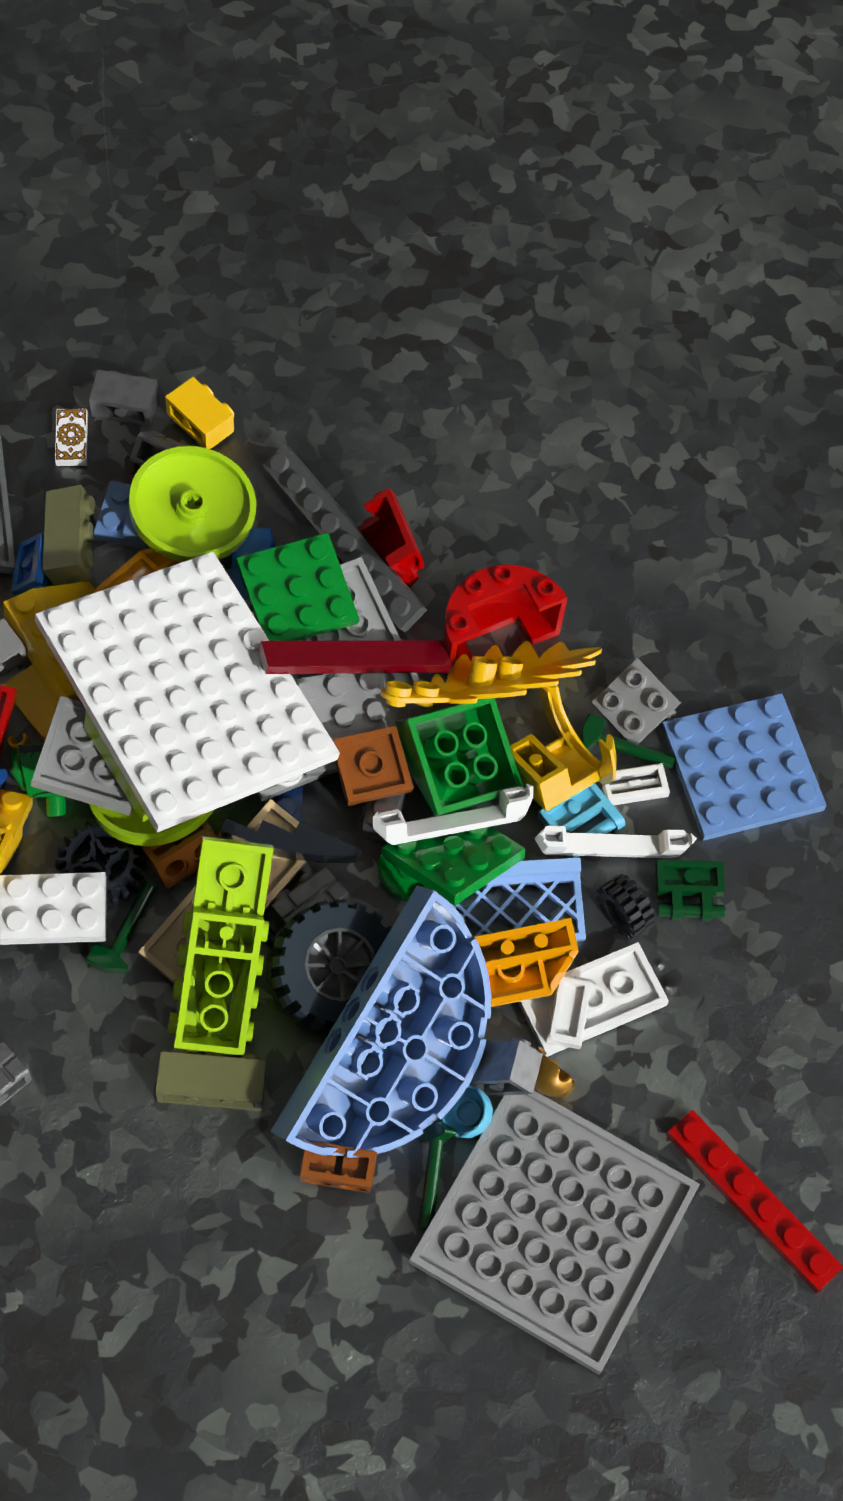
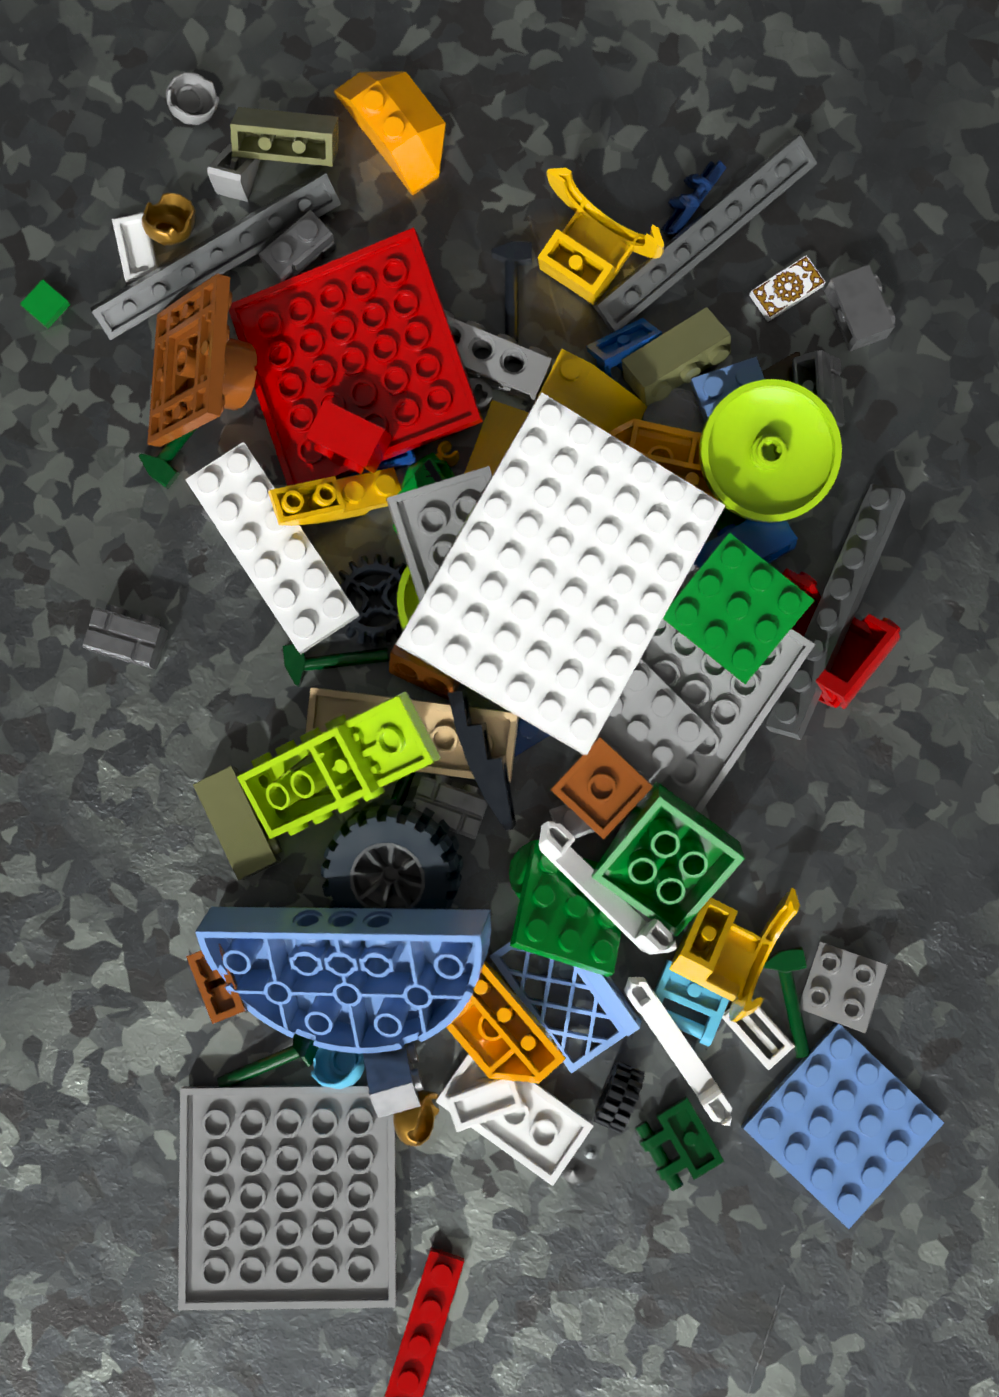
camera: 65 degrees right, 20 degrees up
(200, 413) = (888, 389): yellow brick -> none
(354, 657) = (699, 705): dark red tile -> none
(493, 676) = (775, 844): yellow plant -> none
(499, 598) = (856, 789): red cylinder -> none

